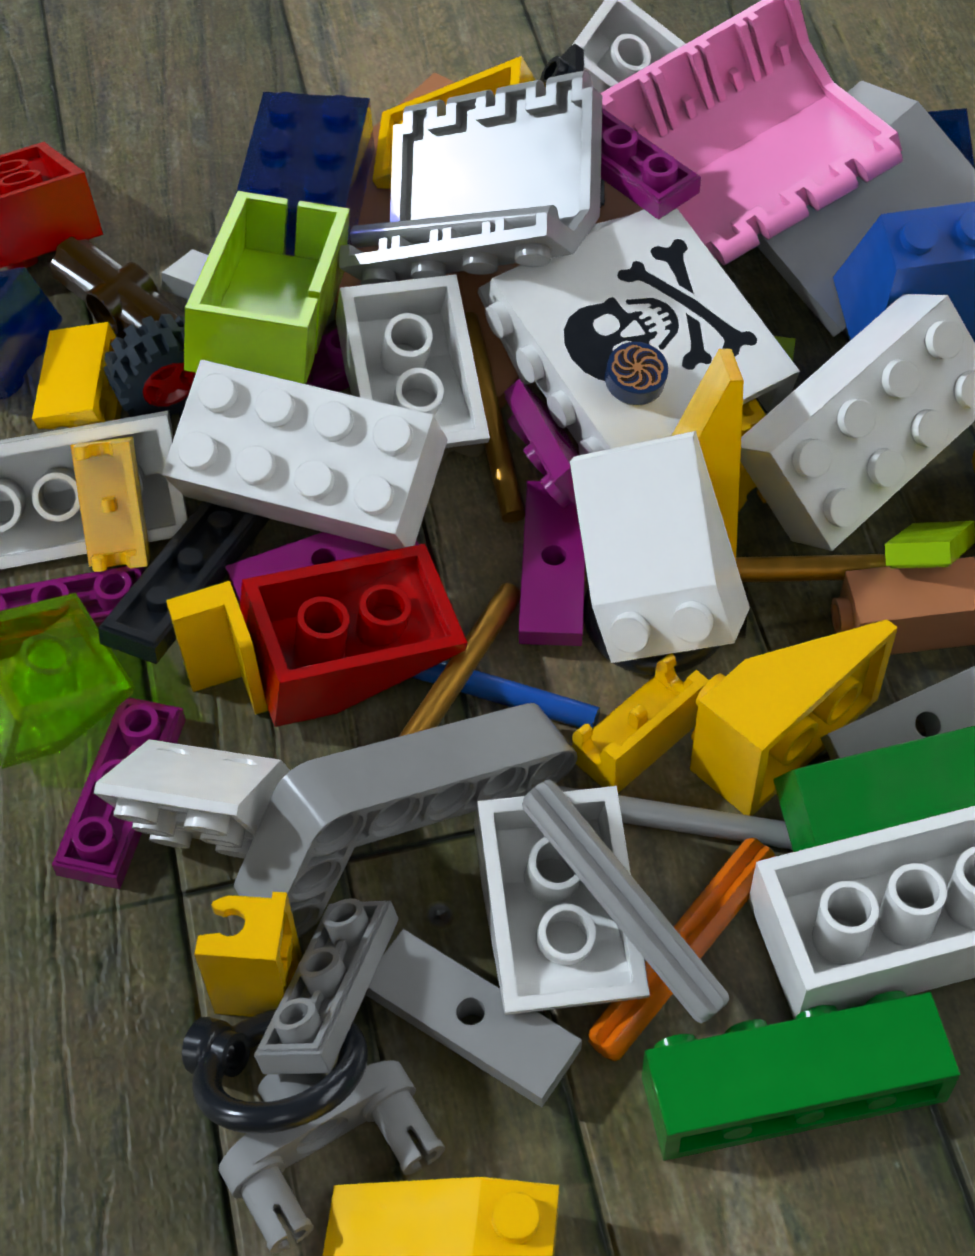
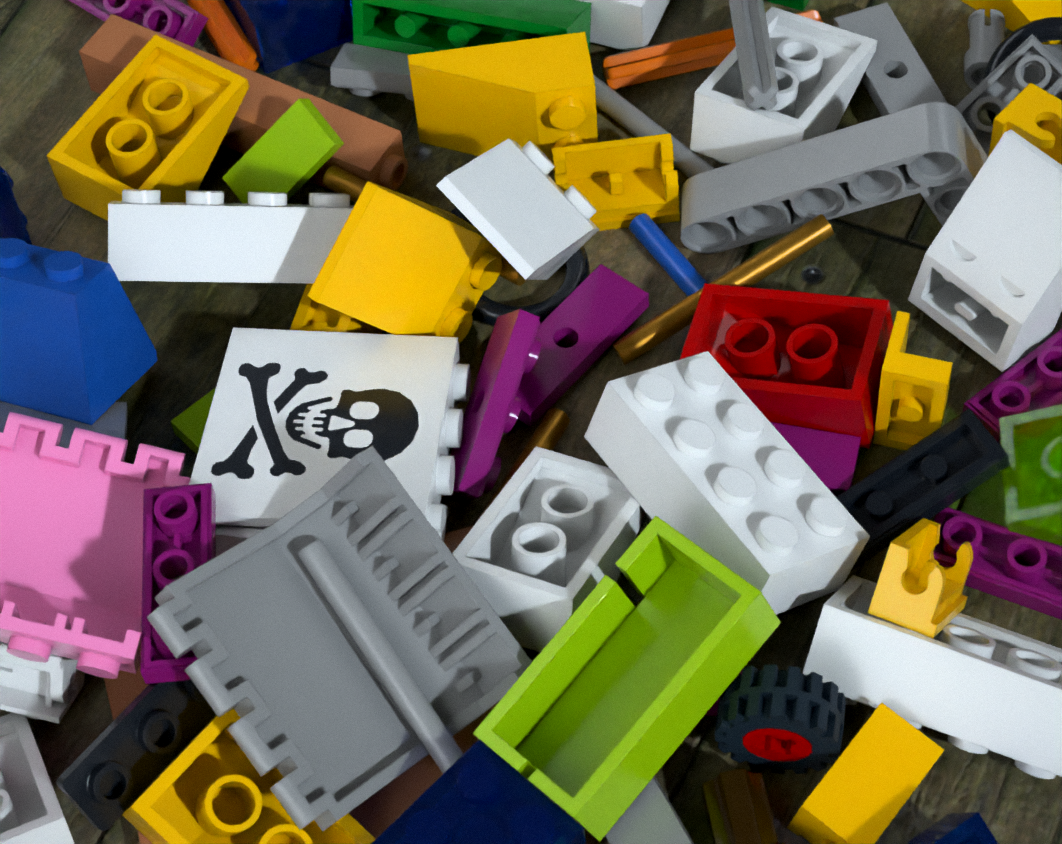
camera: 140 degrees left, 0 degrees up
(636, 373) = (380, 375): tile -> none

